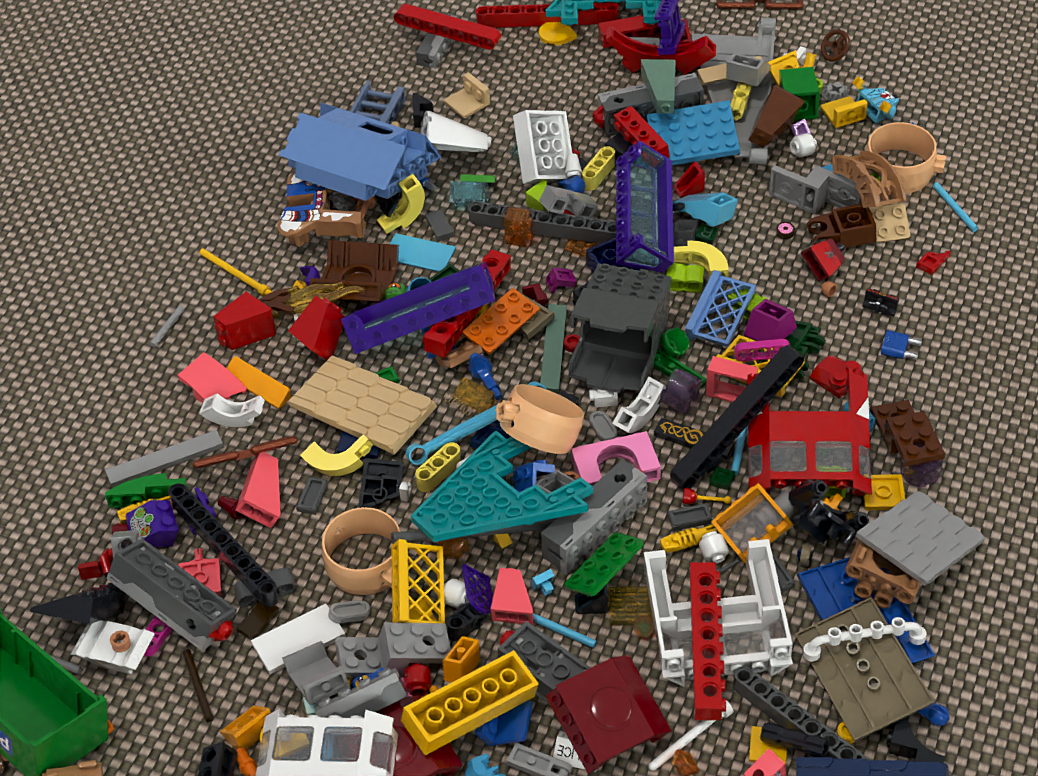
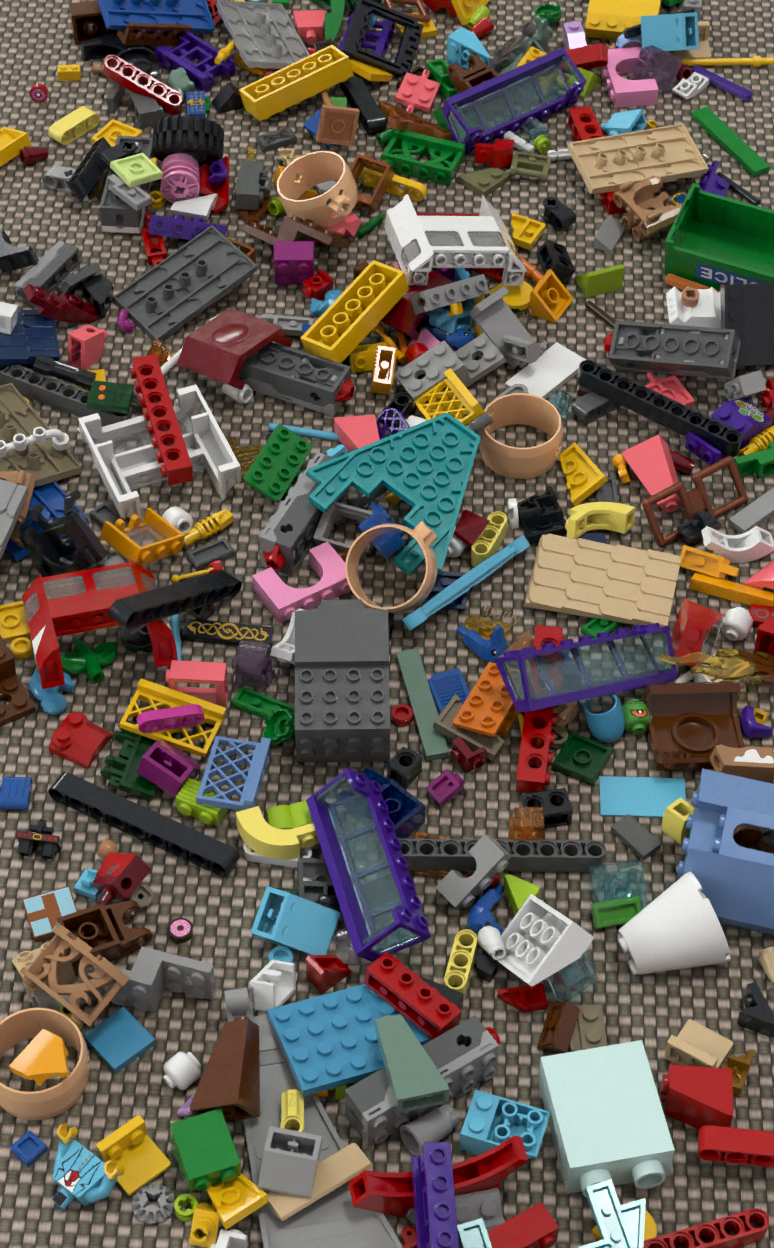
camera: 160 degrees right, 0 degrees up
(179, 741) = (601, 281): none -> lime slope
(252, 357) = (760, 613): none -> red tile
(254, 433) = (692, 529): none -> black hips
(271, 408) = (706, 563): none -> light orange hinge
(275, 348) = (736, 624): none -> white head
(284, 519) = (620, 463): none -> light orange arm
(306, 595) = (561, 401): none -> clear light blue piece
(315, 643) = (520, 348): none -> light grey brick
(324, 507) = (581, 474): none -> yellow wing
(448, 463) = (470, 527): none -> dark red slope
(451, 87) = (740, 1067): none -> pearl gold slope
(483, 64) = (698, 1095): none -> red slope
(500, 243) = (555, 804): none -> black brick
(526, 354) = (446, 685): none -> blue window
(544, 69) = (606, 1117): none -> light aqua brick
(607, 76) = (496, 1119): none -> medium azure slope
(732, 169) = (278, 990): none -> white window
(752, 687) = (110, 397): none -> dark green tile
(800, 300) = (144, 824): none -> black beam
(846, 271) = (85, 884): none -> medium azure tile
(877, 258) = (45, 908): none -> tile
(878, 465) = (21, 648): none -> yellow tile
(897, 131) = (42, 1058): none -> light orange slope

